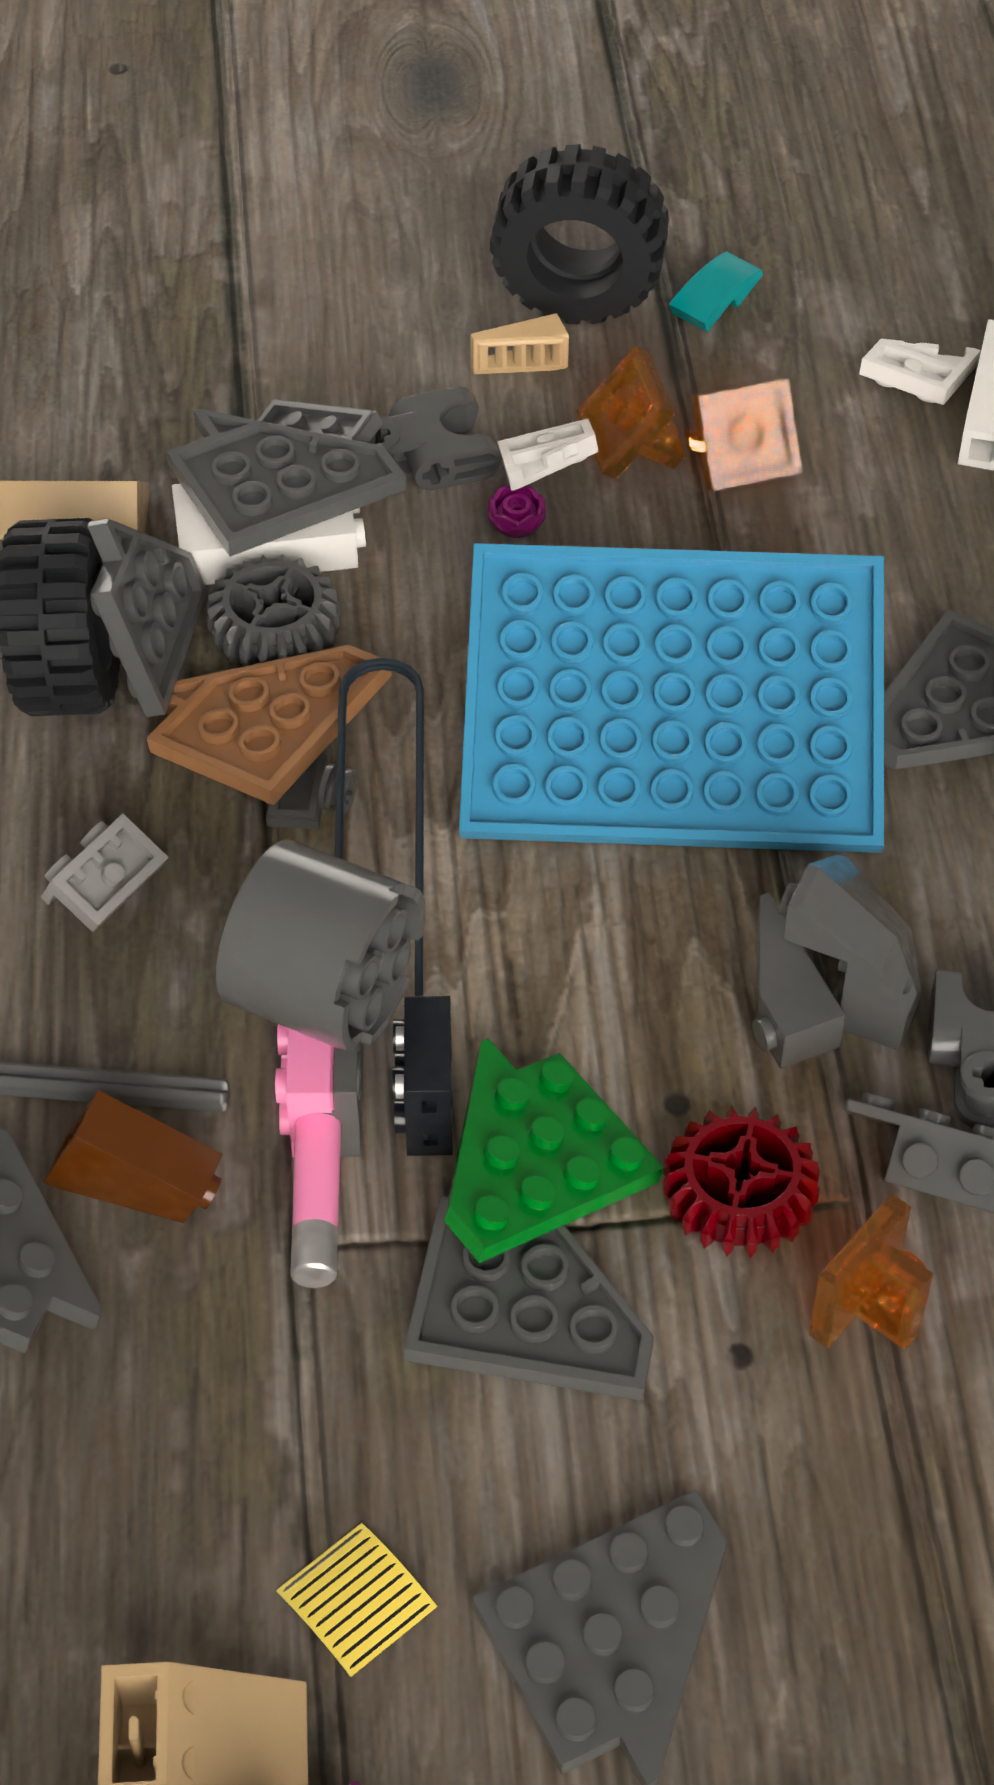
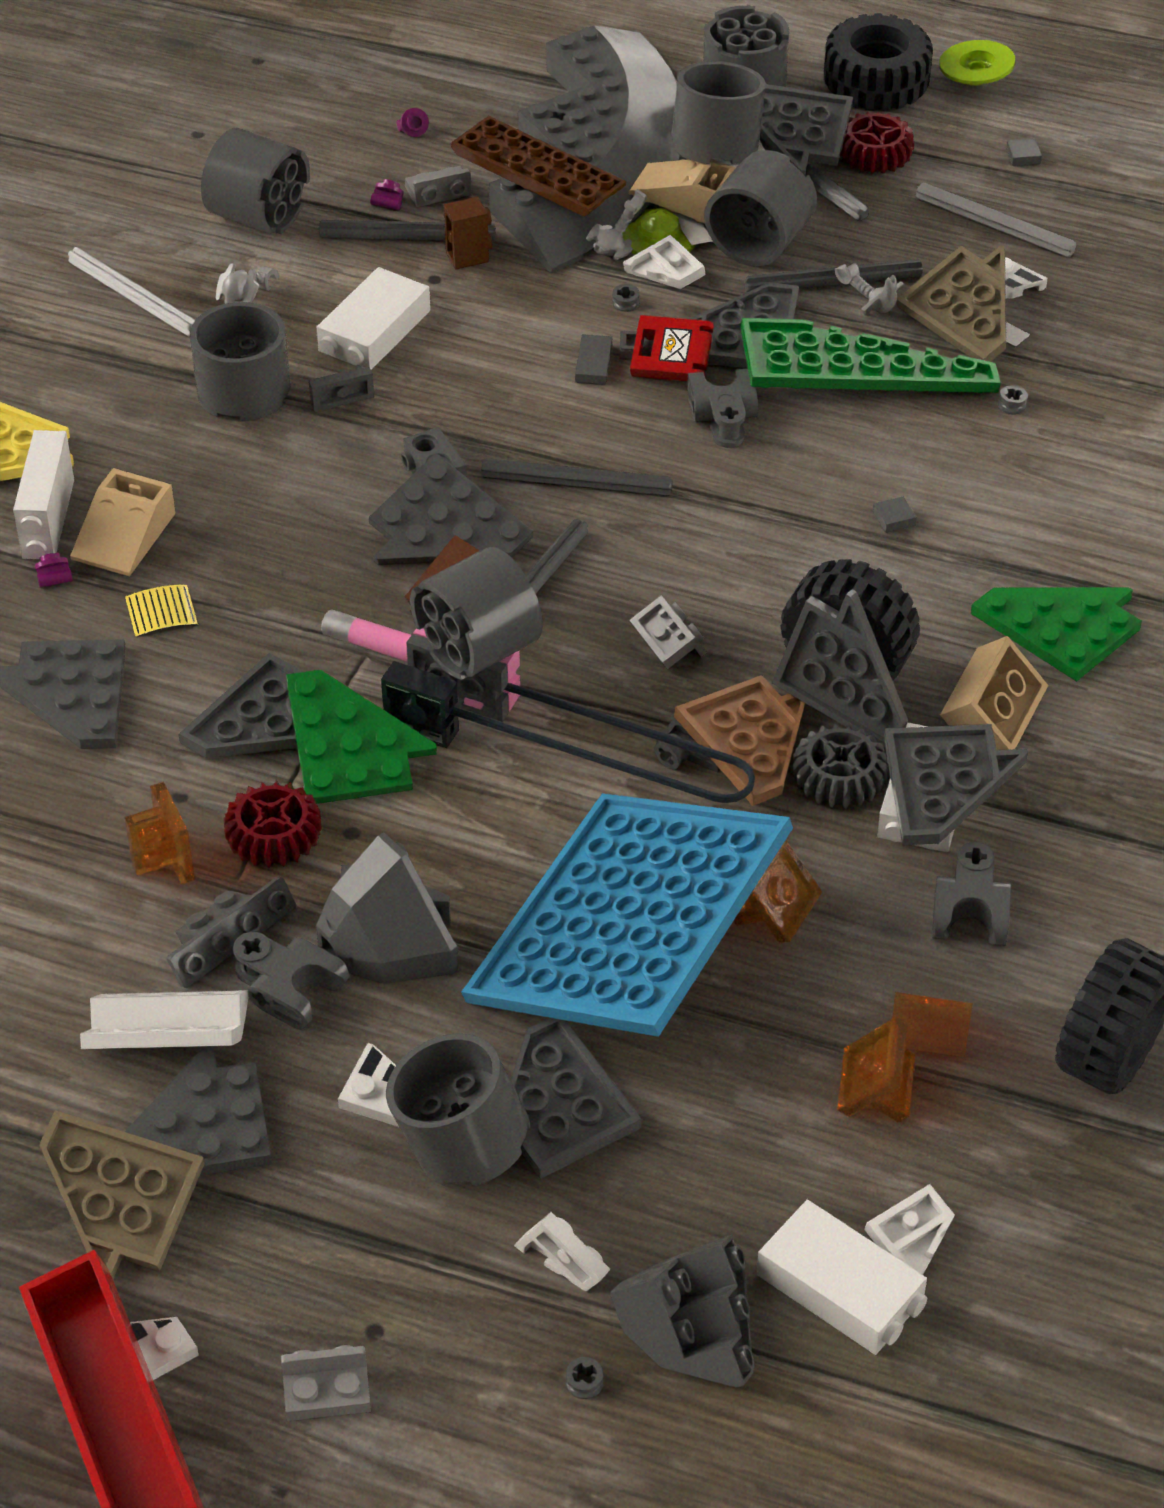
camera: 115 degrees right, 5 degrees down
(324, 419) = (1005, 832): dark grey tile -> none
(516, 511) = (877, 925): magenta plate -> none
(546, 451) = (921, 952): white wing -> none
(547, 350) = (1050, 996): tan slope -> none
(713, 288) = (1073, 1140): teal slope -> none

